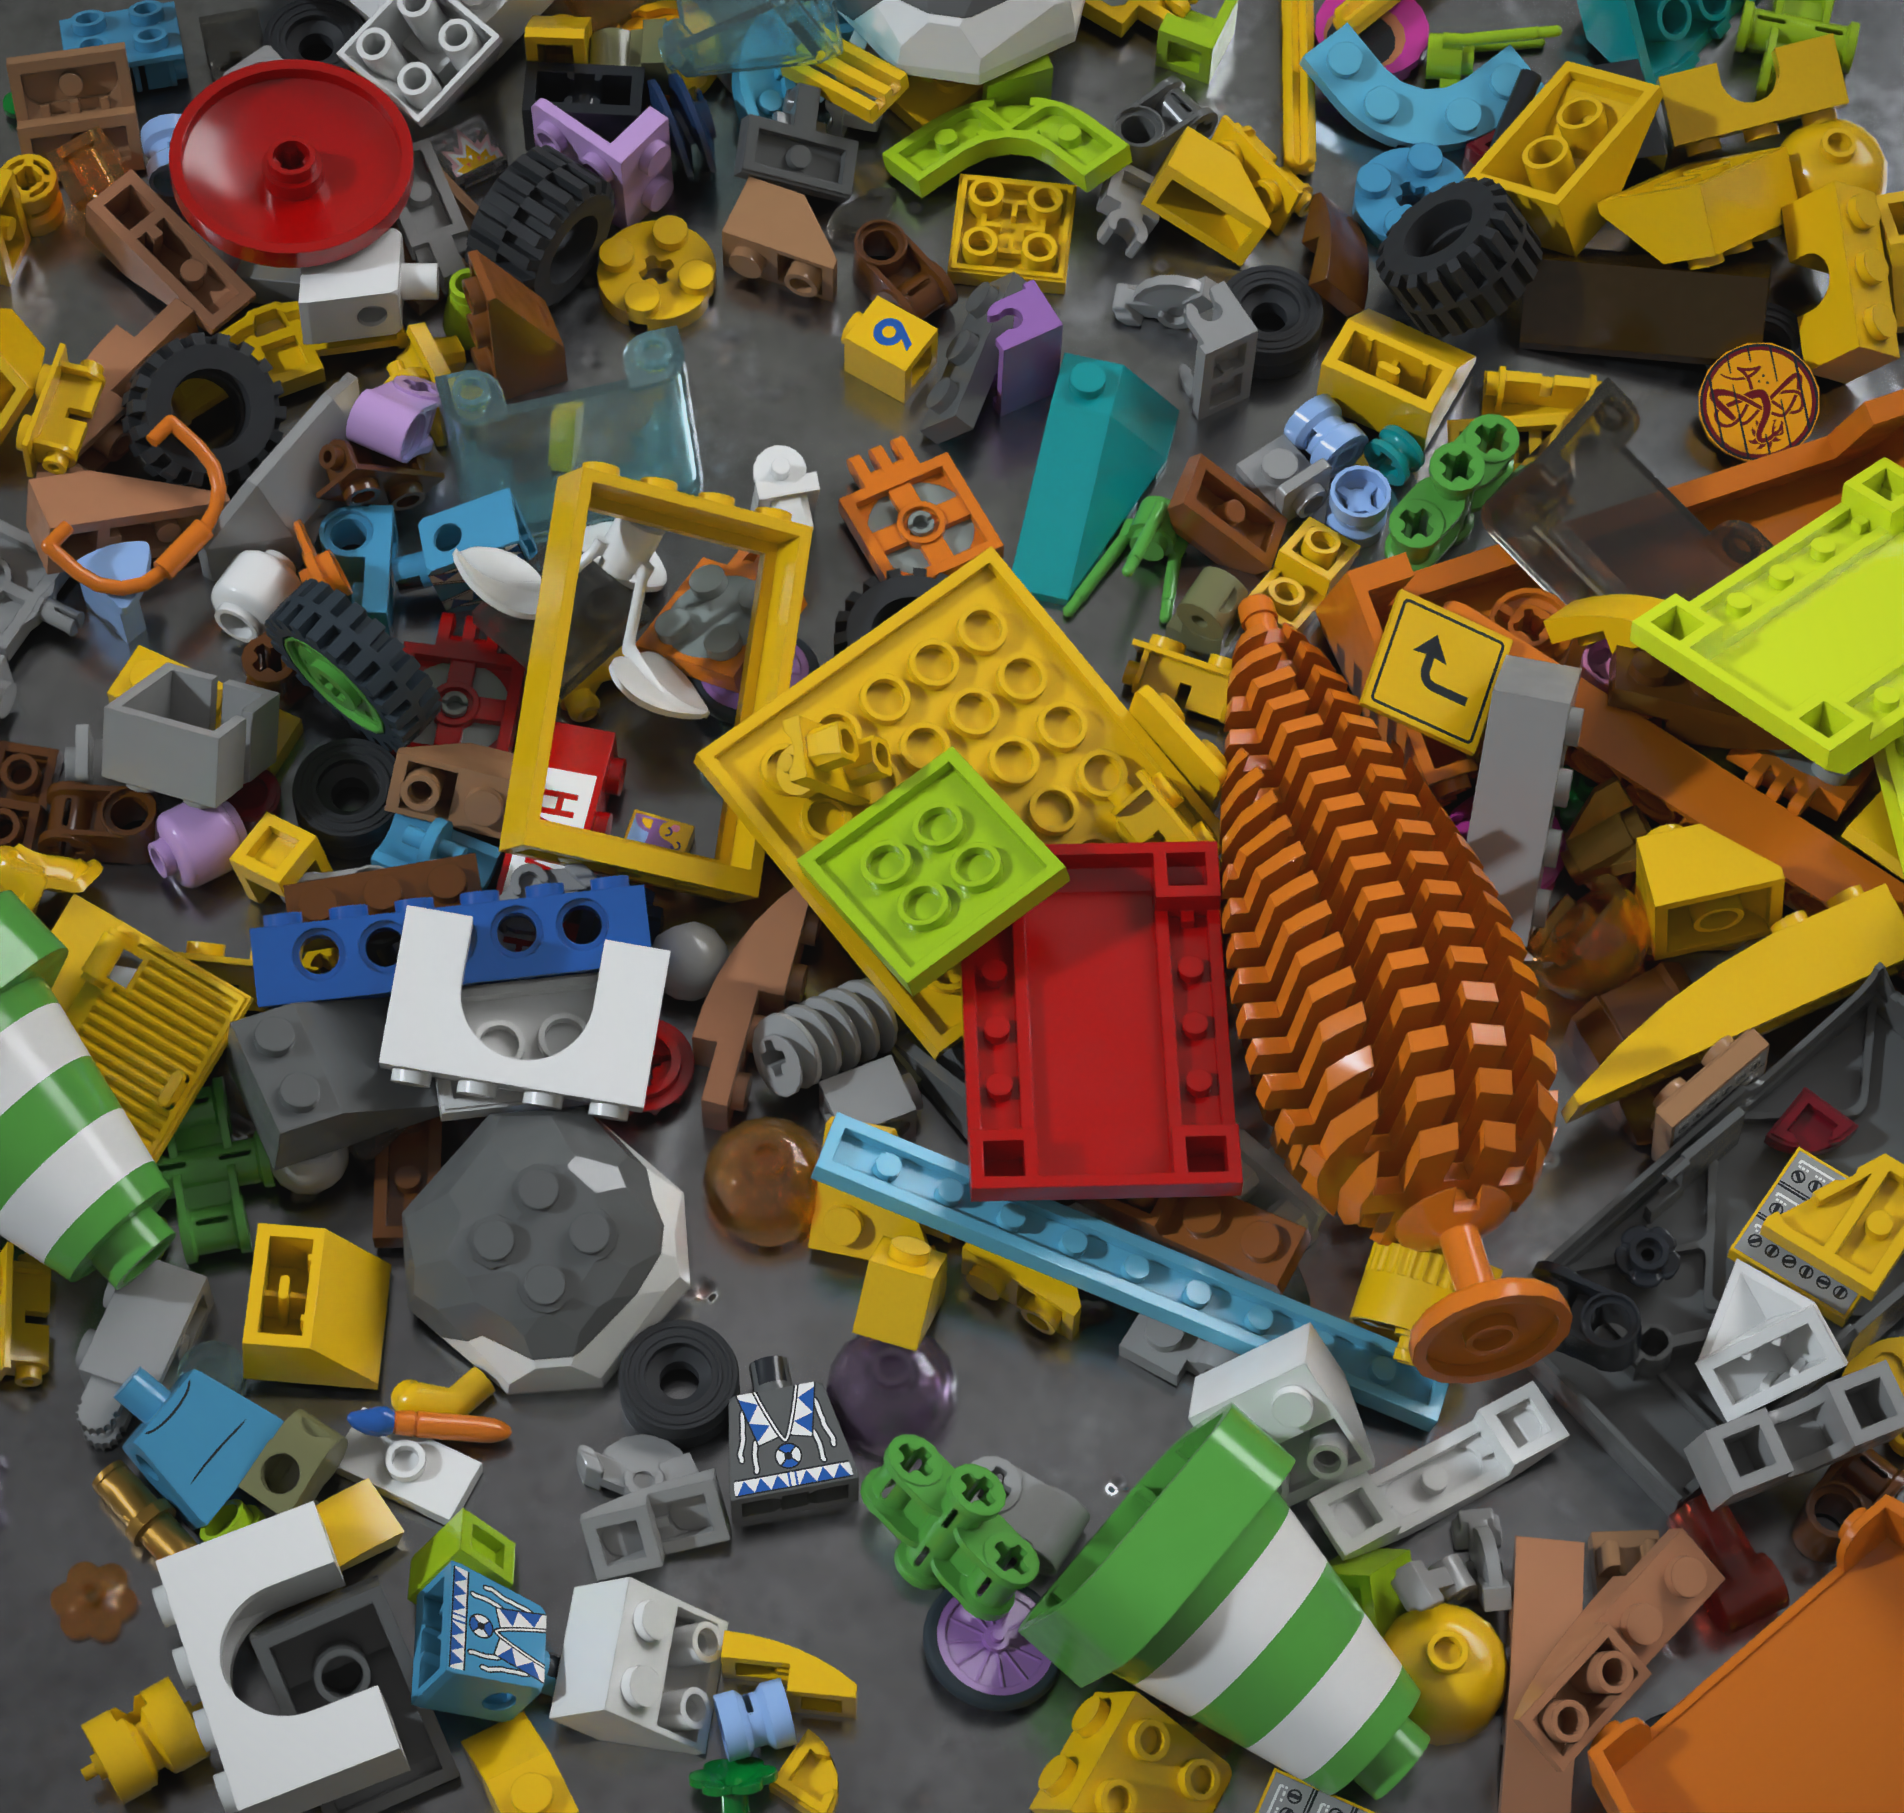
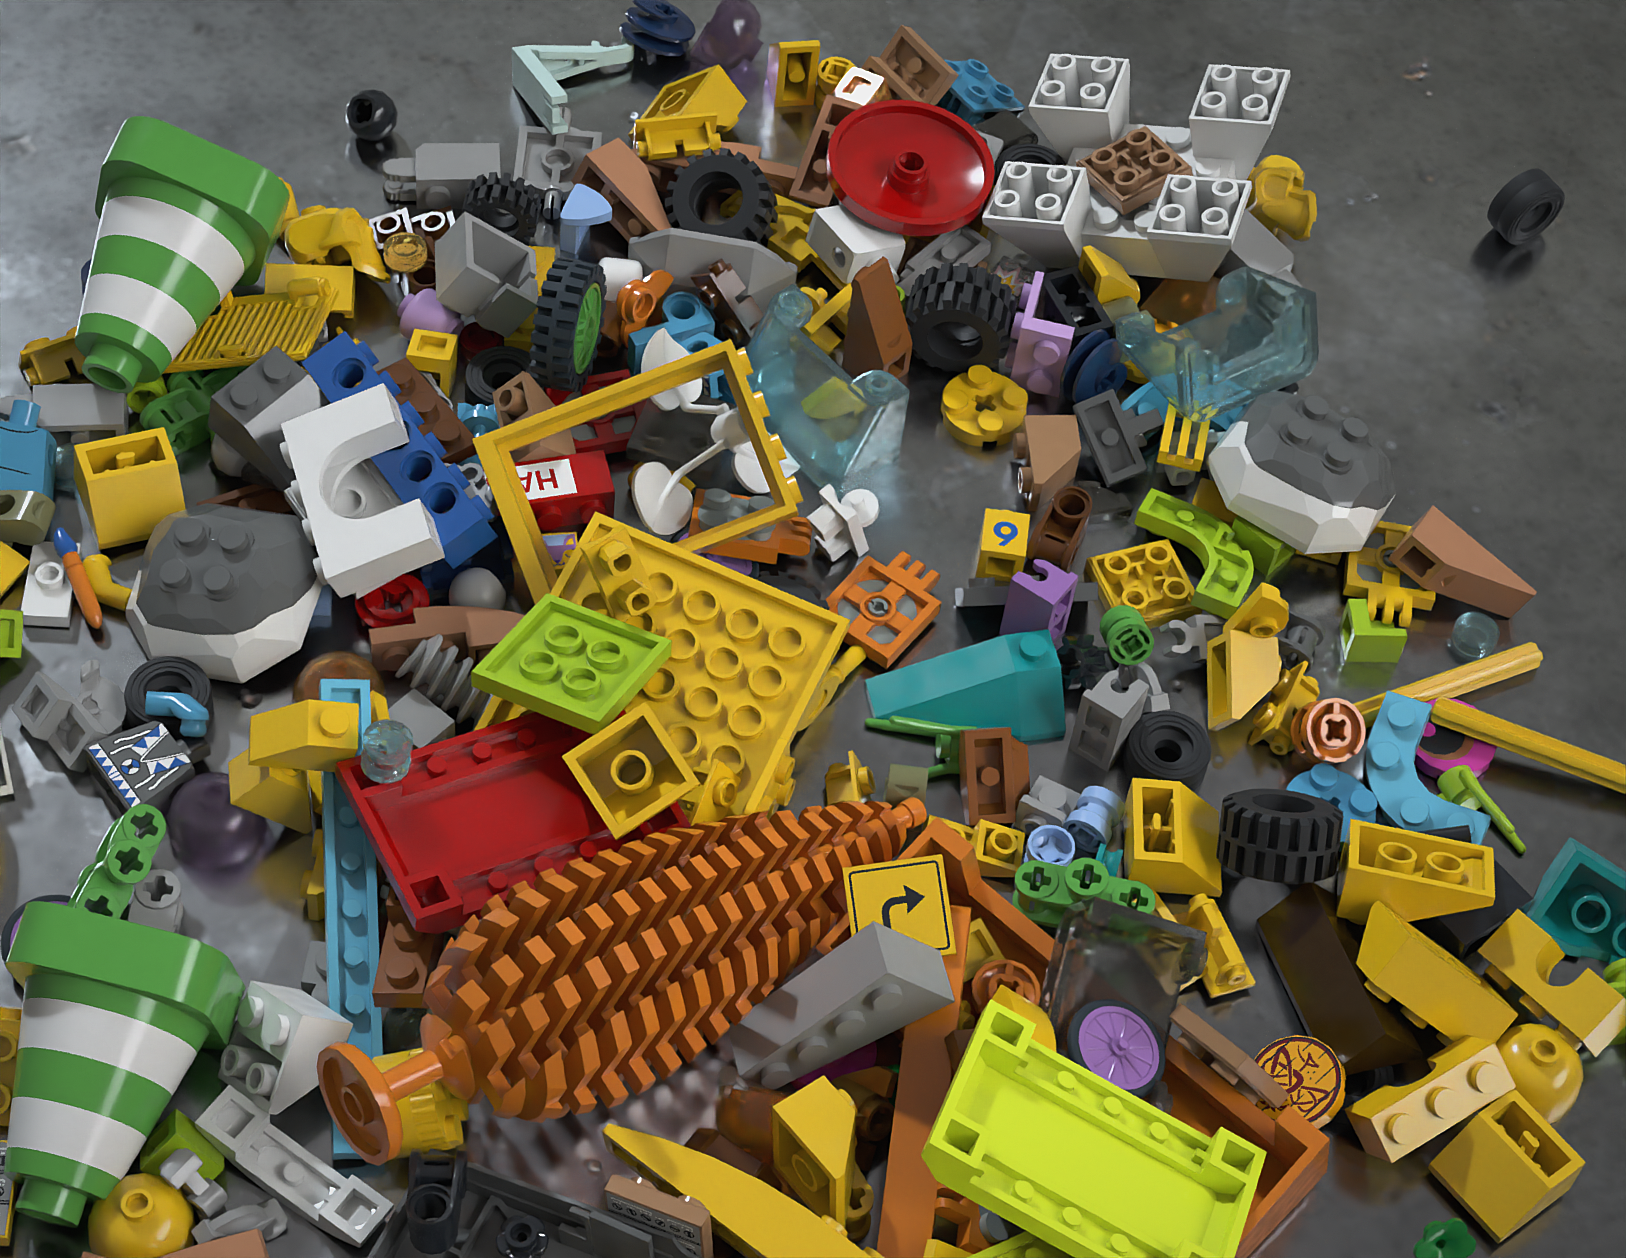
camera: 60 degrees right, 10 degrees down
(59, 678) = (507, 195): none -> black tyre
(83, 820) = (405, 252): none -> clear yellow tile
(180, 551) = (615, 226): orange piece -> none
(395, 418) = (758, 282): lavender piece -> none
(729, 1358) = (179, 705): none -> dark azure arm
(913, 1210) = (304, 735): none -> yellow slope
(983, 1109) = (396, 741): none -> clear light blue wheel
(1093, 280) = (1126, 635): none -> bright green wheel
(1099, 329) = (1091, 659): none -> black gear
(1138, 864) = (631, 770): none -> yellow slope
(1167, 128) = (1261, 614): none -> yellow plate
(1326, 143) = (1329, 730): none -> orange wheel
(1340, 258) = (1249, 768): reddish brown slope -> none
(1671, 546) = (1117, 1045): none -> medium lavender wheel
(1695, 456) = (1226, 1058): none -> medium nougat tile

